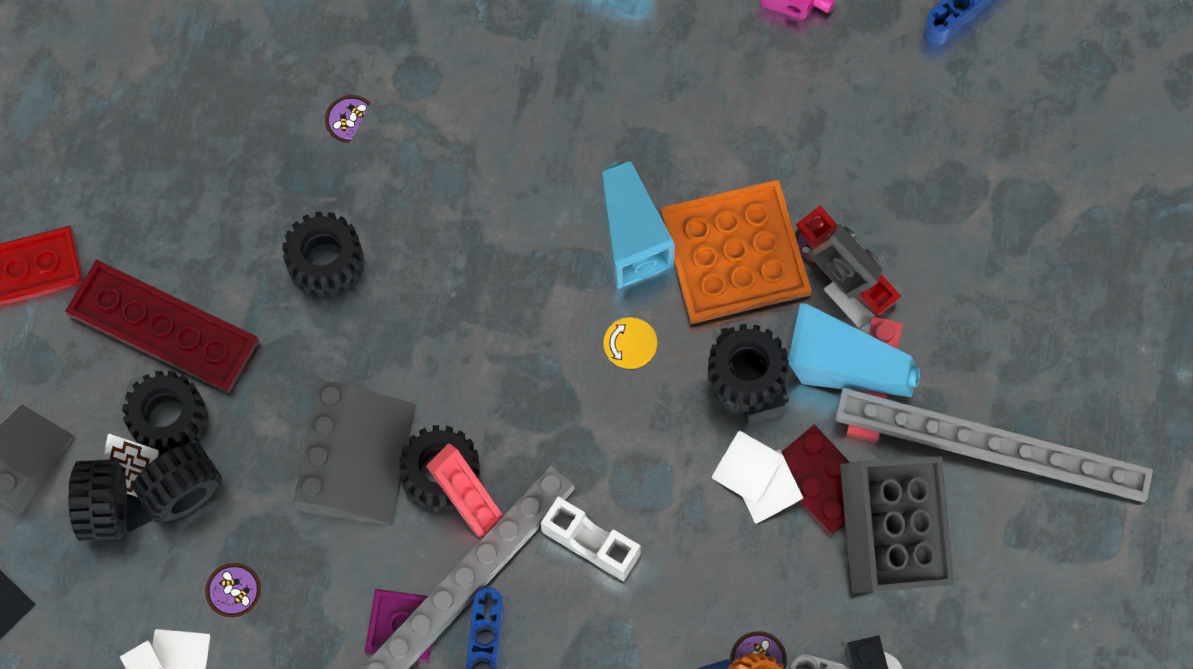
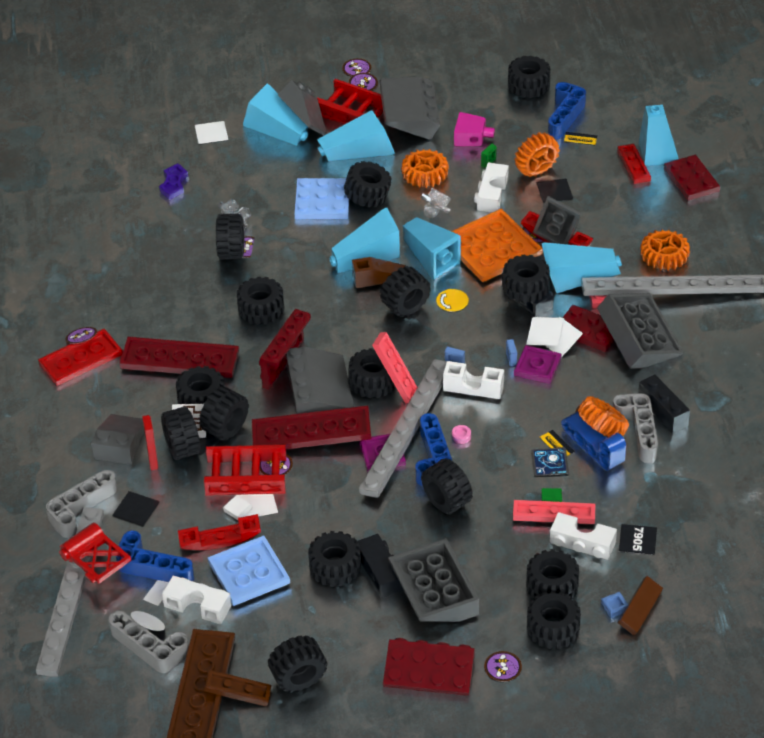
camera: 20 degrees left, 25 degrees down
(31, 227) = (81, 335): none -> sticker
(41, 509) = (150, 442): none -> red tile
(183, 627) = (245, 484): none -> red fence
(306, 549) = (313, 428): none -> dark red plate
(315, 374) = (288, 337): none -> dark red bracket
(318, 109) = (230, 236): none -> black tyre
(345, 56) = (231, 208): none -> clear hips
(505, 56) = (321, 199): none -> light blue plate
(530, 254) = (372, 271): none -> reddish brown slope
(531, 192) = (373, 239): none -> medium azure slope
(536, 633) = (461, 434): none -> bright pink tile
(549, 321) = (405, 291): none -> black tyre
(582, 475) = (454, 355): none -> medium blue tile
(596, 44) = (367, 184): none -> black tyre
(670, 58) = (425, 168): none -> orange gear
(675, 496) = (511, 353): none -> medium blue tile
(676, 136) = (437, 201): none -> clear hips
(711, 528) = (537, 364): none -> magenta tile
(794, 105) = (490, 188): none -> white arch
(804, 54) = (488, 155): none -> green tile
(877, 88) = (537, 154): none -> orange gear
(886, 158) = (556, 189): none -> black sticker
(974, 55) = (580, 138): none -> sticker
(1025, 378) = (665, 250): none -> orange gear
(1039, 143) = (634, 163): none -> red tile
(1092, 122) = (656, 137): none -> medium azure slope
(1123, 206) = (691, 177): none -> dark red plate

